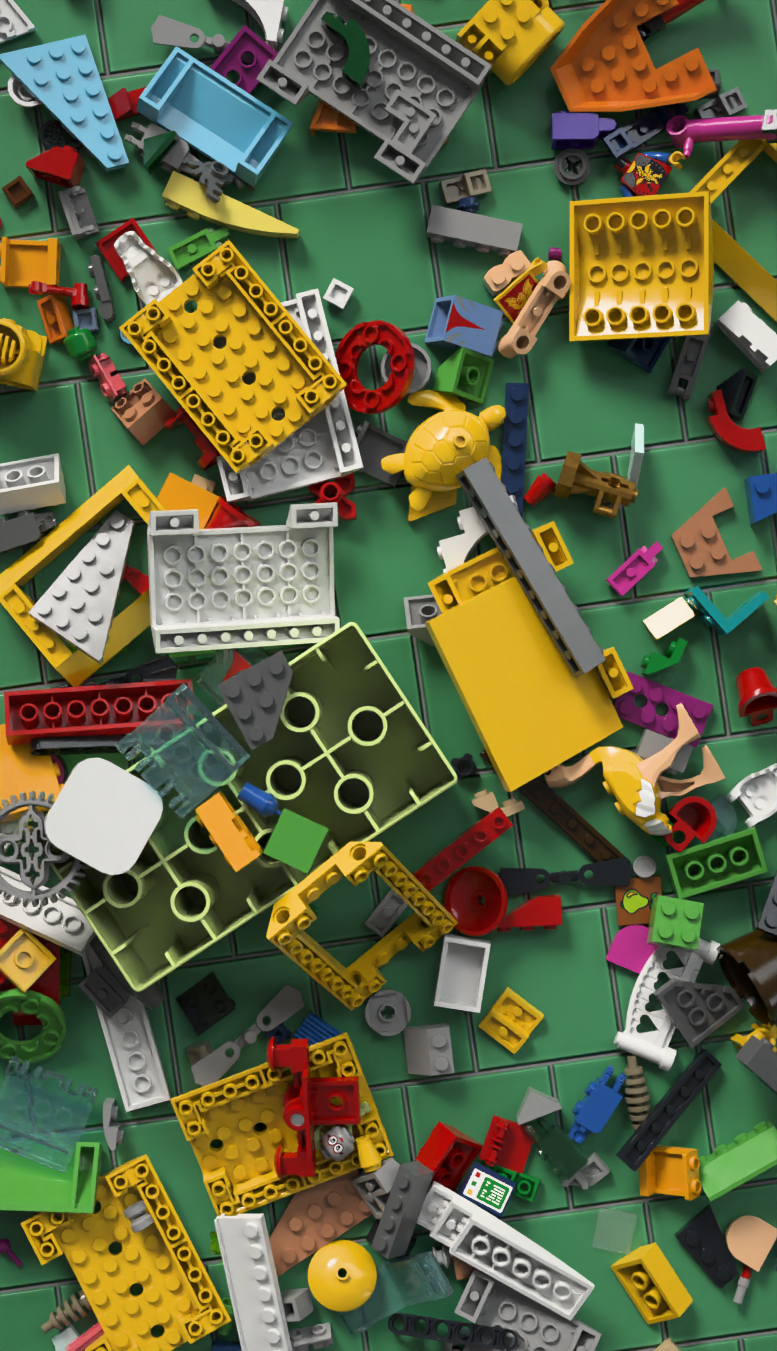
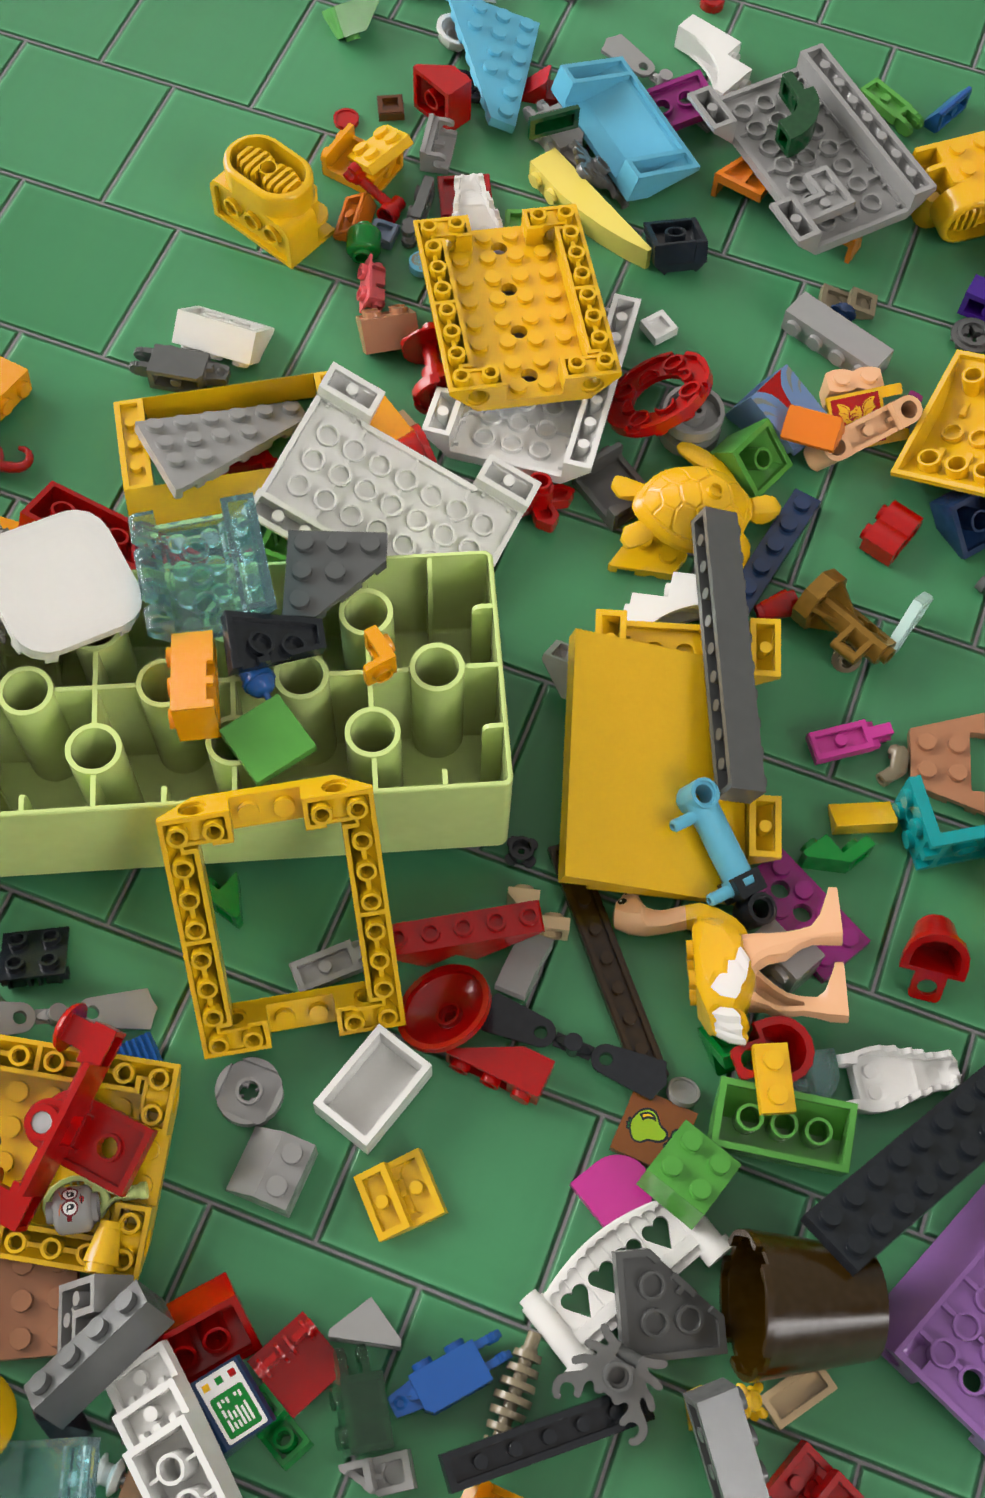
camera: 30 degrees right, 25 degrees down
(42, 252) = (380, 149): none -> yellow plate
(257, 777) = (268, 640): none -> black wing
(311, 207) = (676, 244): none -> black slope
(329, 739) = (384, 659): none -> light orange bracket
(500, 342) = (812, 428): none -> orange slope
(508, 846) = (523, 966): none -> light grey slope
(590, 384) = (890, 532): none -> red brick
(614, 719) = (738, 879): none -> medium azure piece
(675, 566) = (898, 765): none -> dark tan arm
(691, 1057) = (618, 1374): none -> dark grey animal
(698, 842) = (773, 1079): none -> yellow plate

